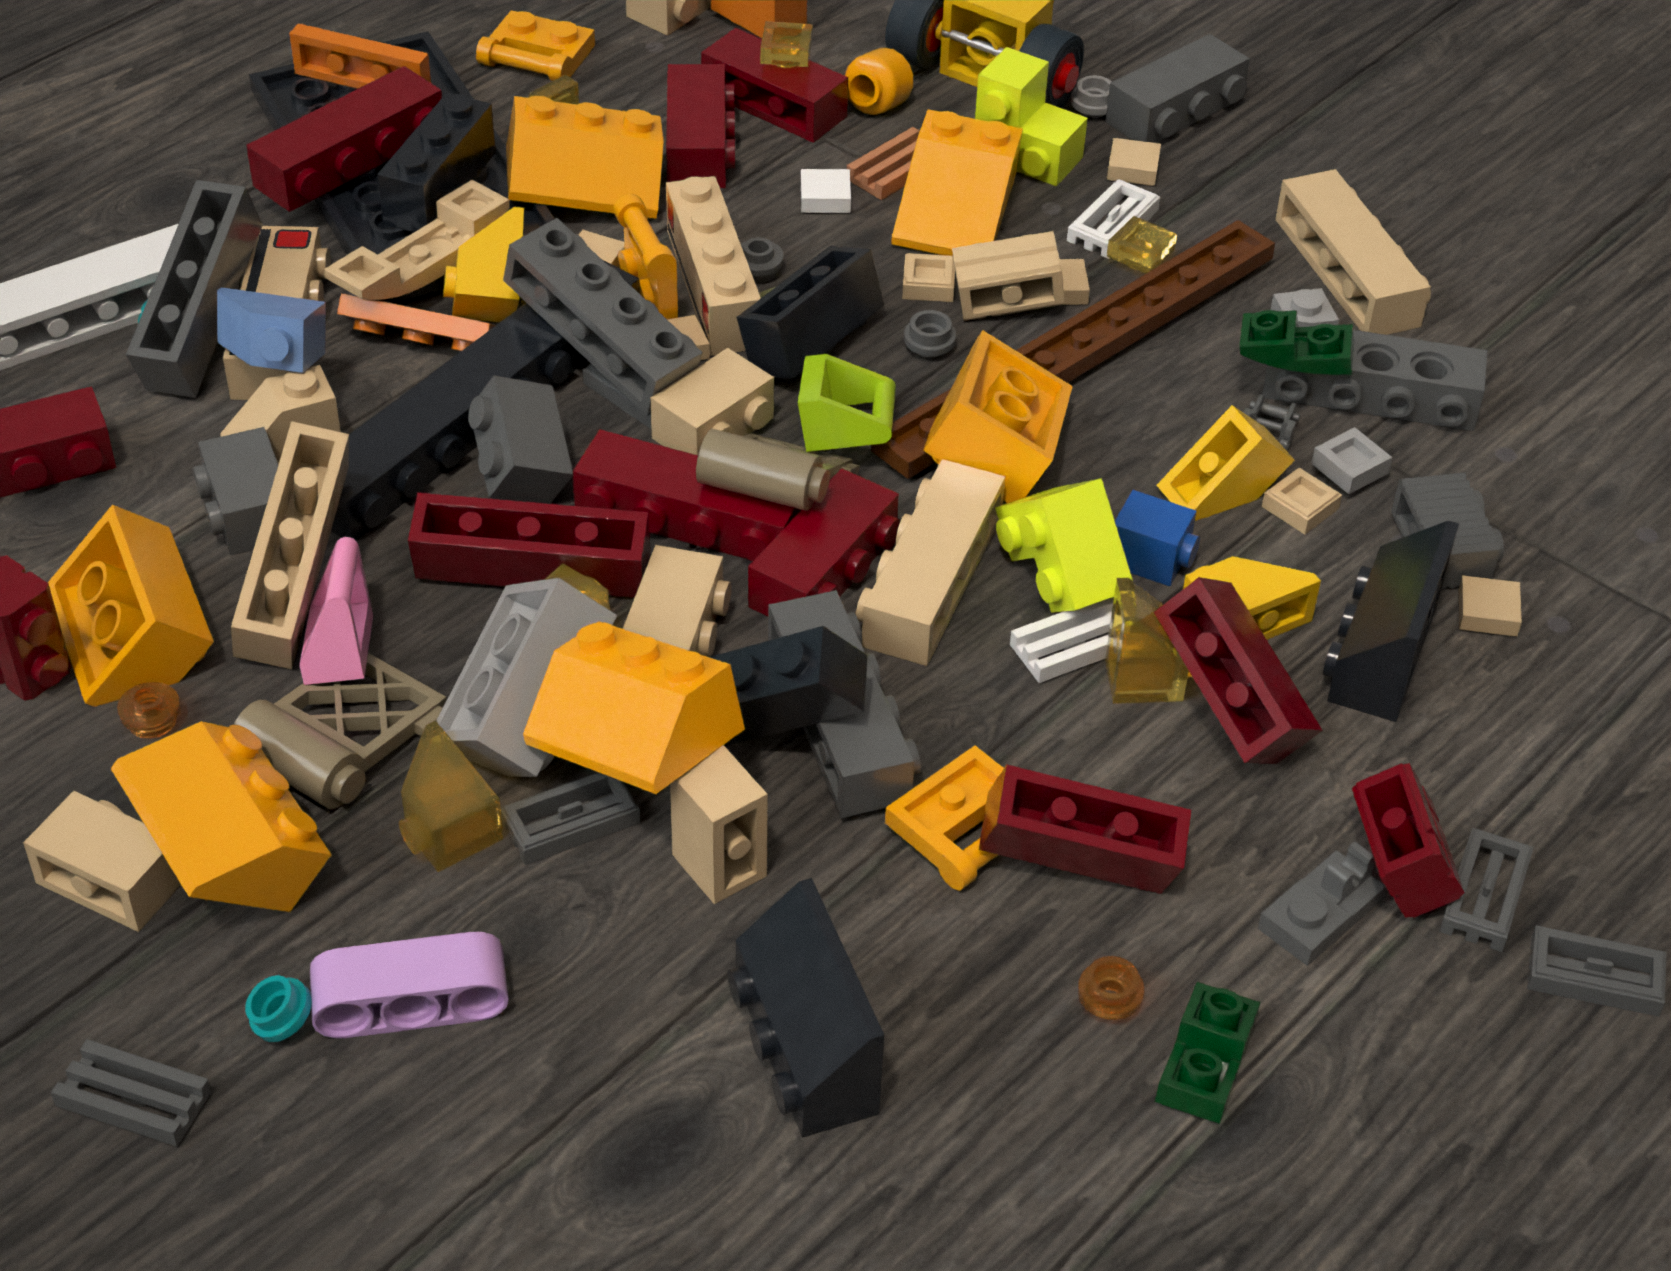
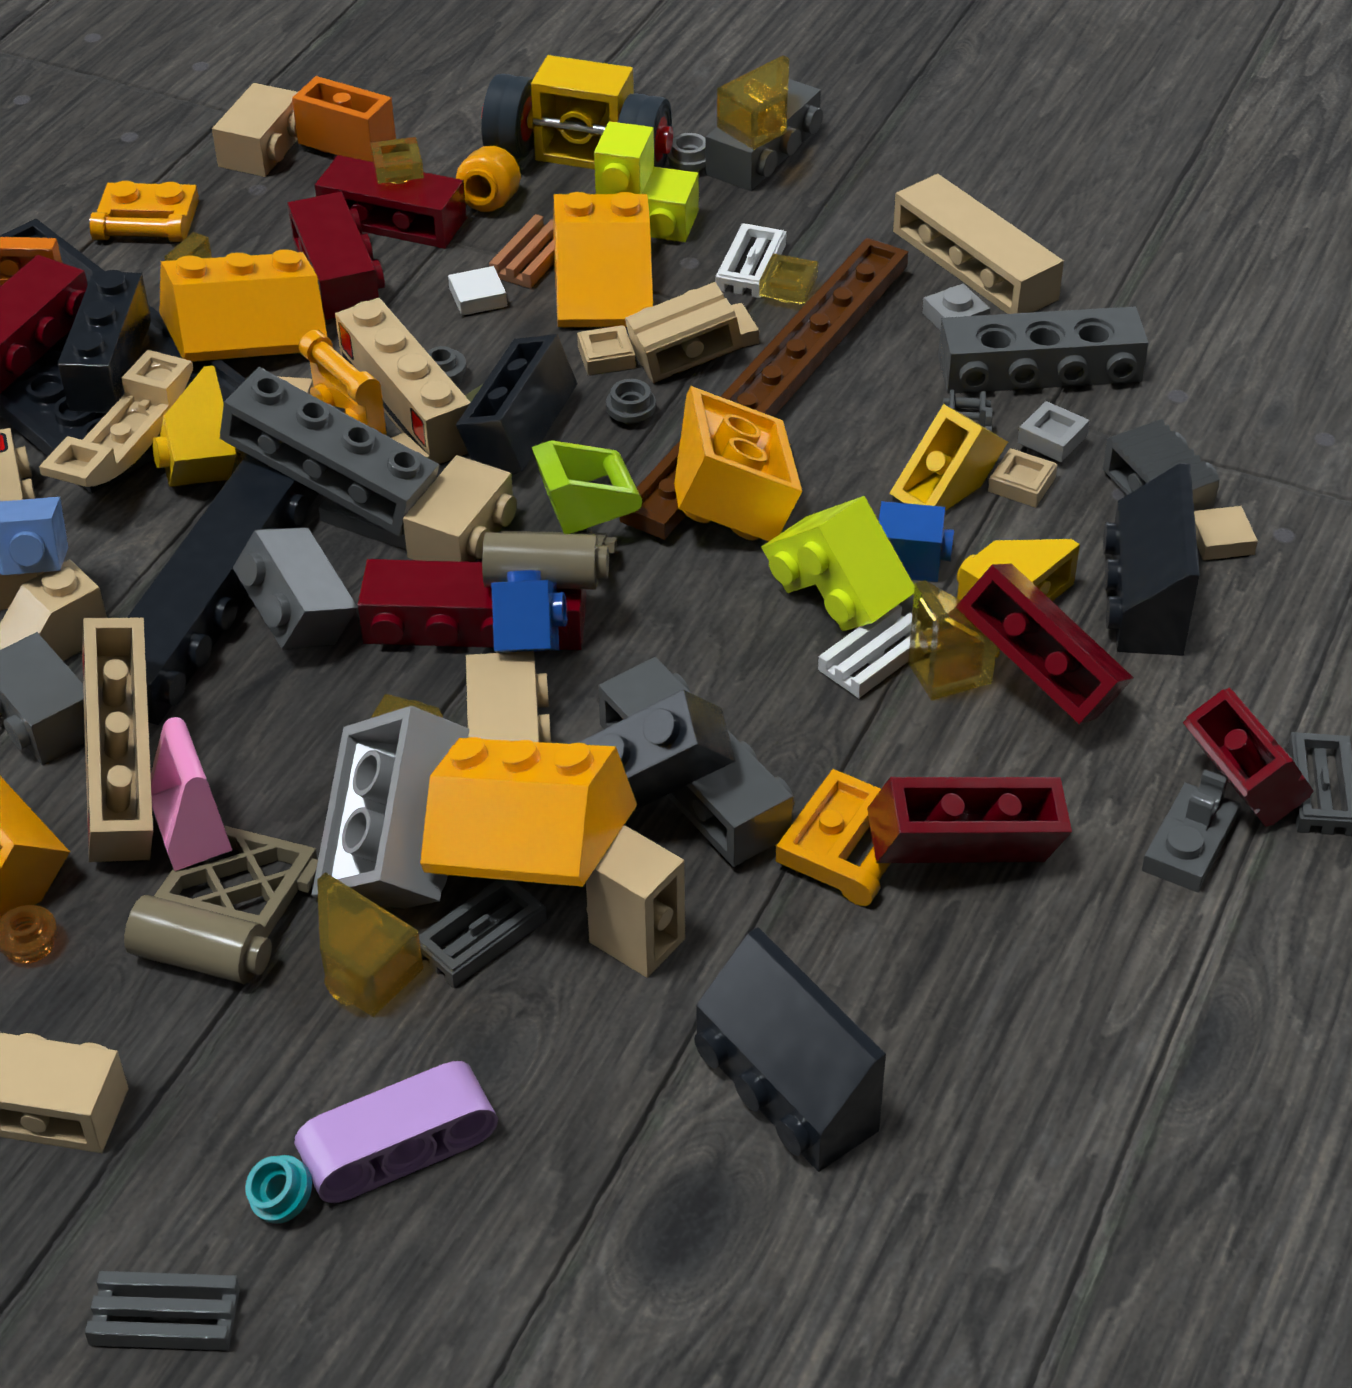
camera: 15 degrees left, 0 degrees up
(224, 817) = (156, 1016): light orange slope -> none
(417, 324) = (141, 500): orange plate -> none
(526, 542) = (340, 682): dark red brick -> none
(725, 517) = (527, 613): none -> blue brick
(826, 544) = (619, 619): dark red brick -> none
(931, 562) = (721, 609): tan brick -> none
(1115, 975) = (1045, 946): clear orange plate -> none
(1134, 161) = (748, 204): tan tile -> none
(1172, 59) = (756, 104): none -> clear yellow slope
(1207, 1052) = (1149, 993): dark green slope -> none
(1279, 342) = (955, 338): dark green slope -> none

